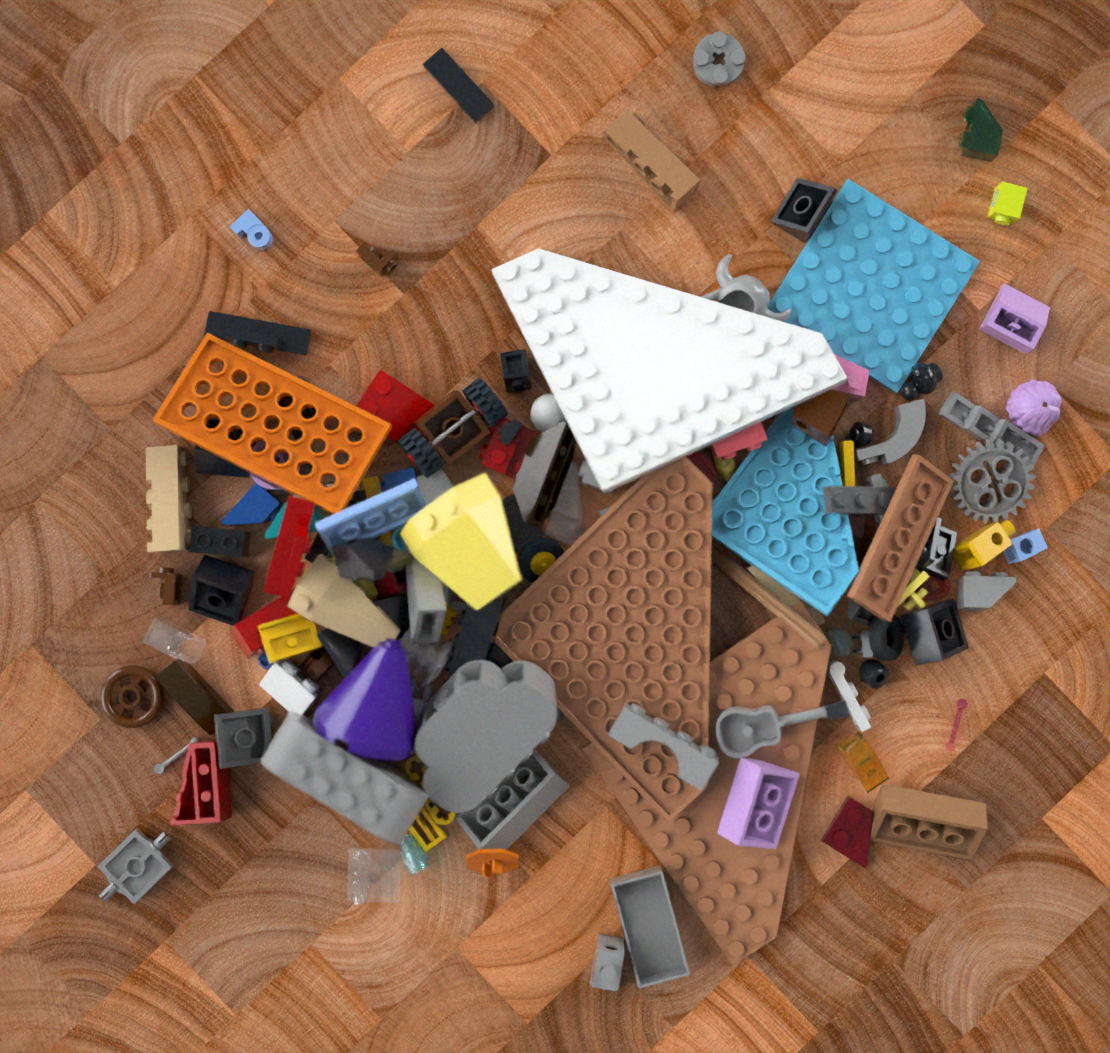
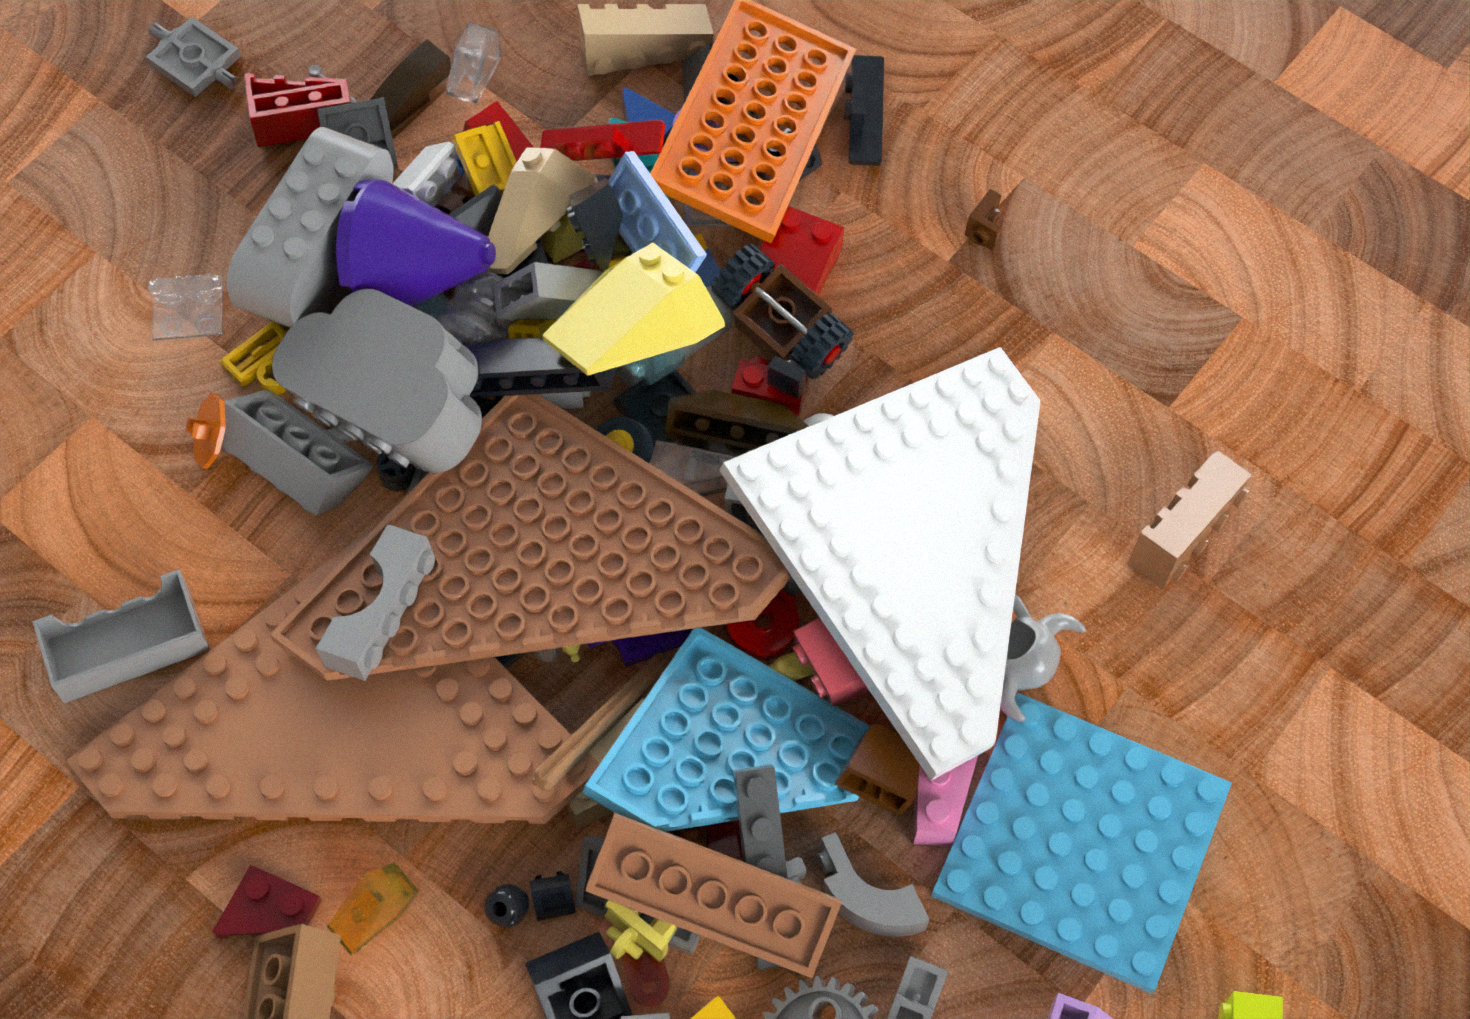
camera: 80 degrees right, 25 degrees down
(112, 685) = (399, 30): reddish brown plate -> none
(171, 588) = (539, 53): reddish brown bracket -> none
(219, 542) = (600, 90): black brick -> none
(220, 590) = (544, 98): black slope -> none
(256, 232) = (992, 89): light blue leg -> none
(413, 855) = (214, 345): clear light blue cone -> none
(458, 85) = (1231, 288): black tile -> none
(515, 371) = (867, 386): black bracket -> none
(607, 963) = (64, 586): light grey torso -> none
(719, 74) = (1365, 577): light grey plate -> none
(747, 729) = (408, 716): light grey piece -> none
(758, 804) = (300, 746): lavender slope -> none
(803, 208) = (1173, 729): black slope -> none
(840, 641) = (549, 852): clear light blue plate -> none
(846, 462) = (812, 829): yellow tile -> none
(848, 692) = (471, 871): white plate -> none
(860, 434) = (860, 844): black plate -> none
(877, 638) = (562, 891): black tyre -> none
(924, 381) = (958, 928): black animal -> none
(938, 552) = (703, 970): black bracket -> none
(982, 133) = (1345, 966): clear green slope -> none

